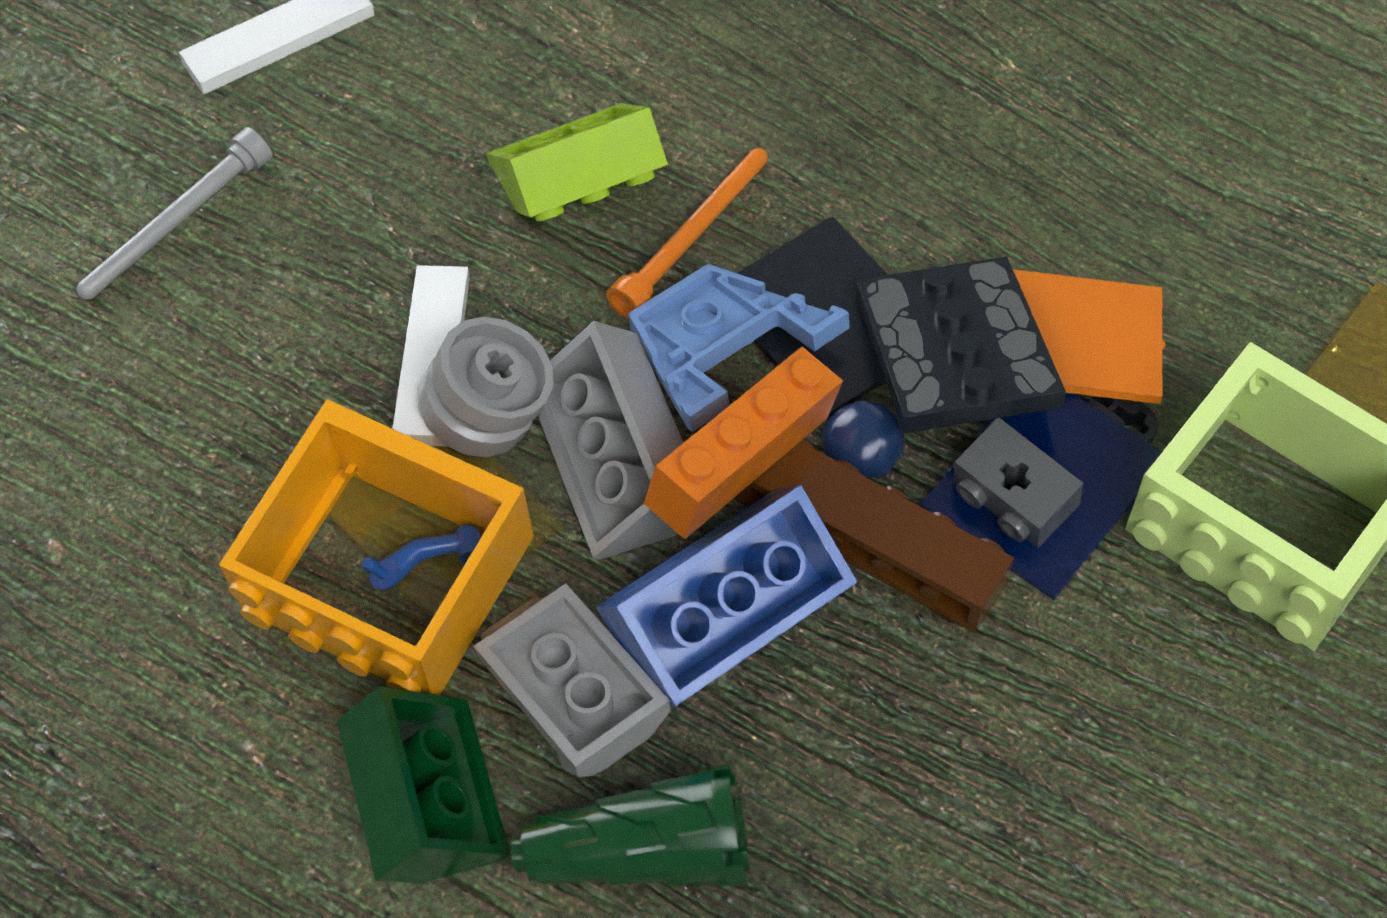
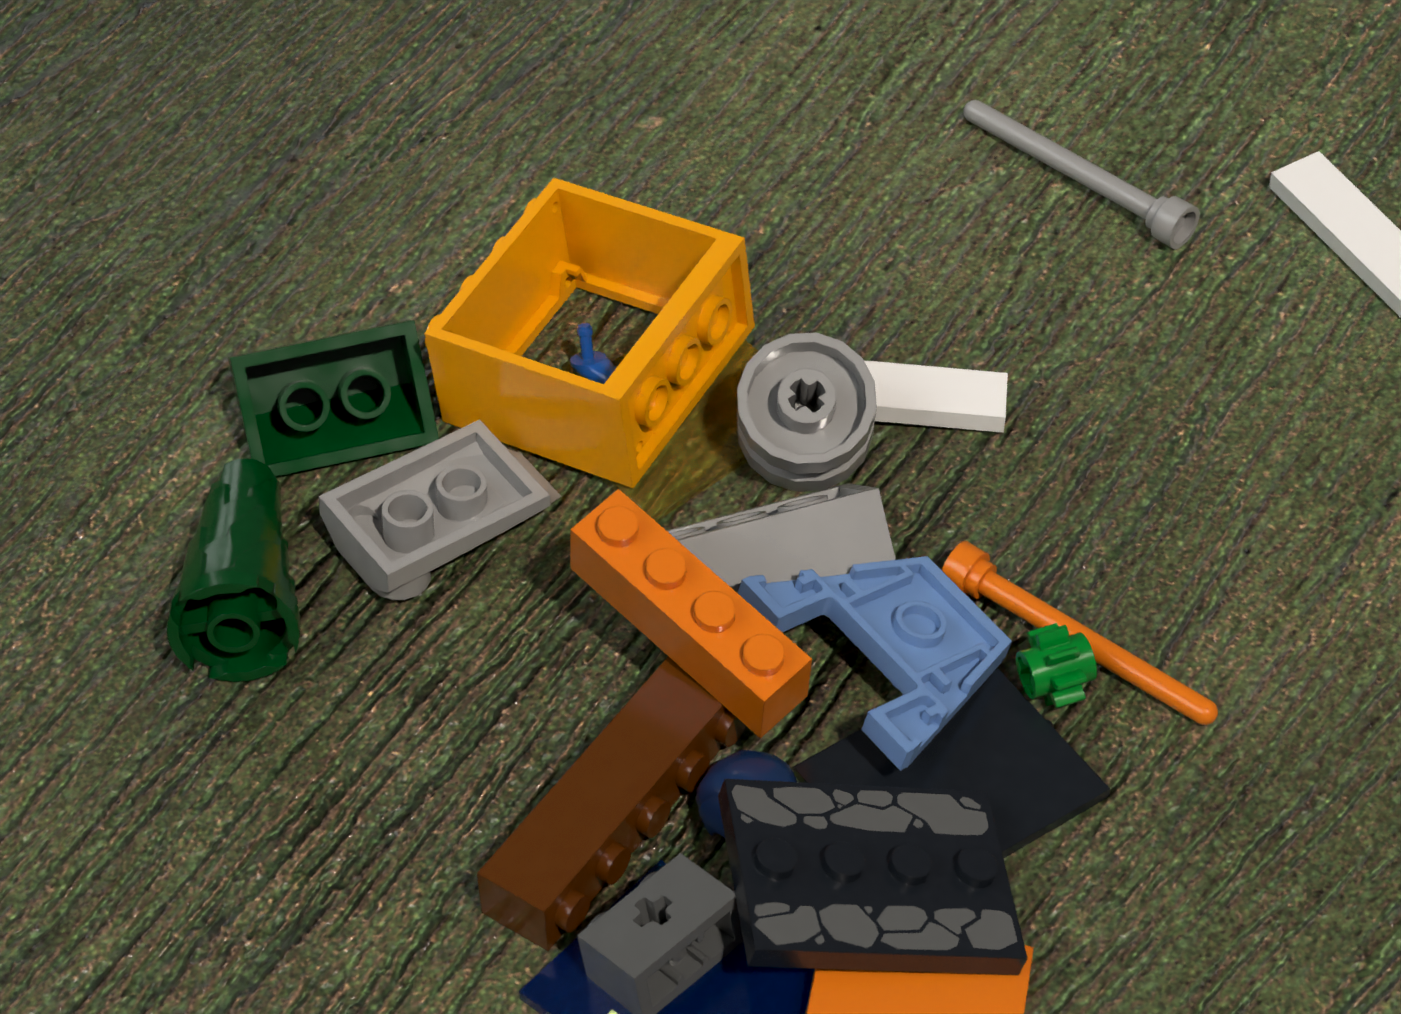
camera: 95 degrees right, 10 degrees down
(579, 160) = (1174, 514): lime slope -> none
(728, 593) = (514, 628): blue brick -> none
(733, 234) = (1056, 665): none -> green gear

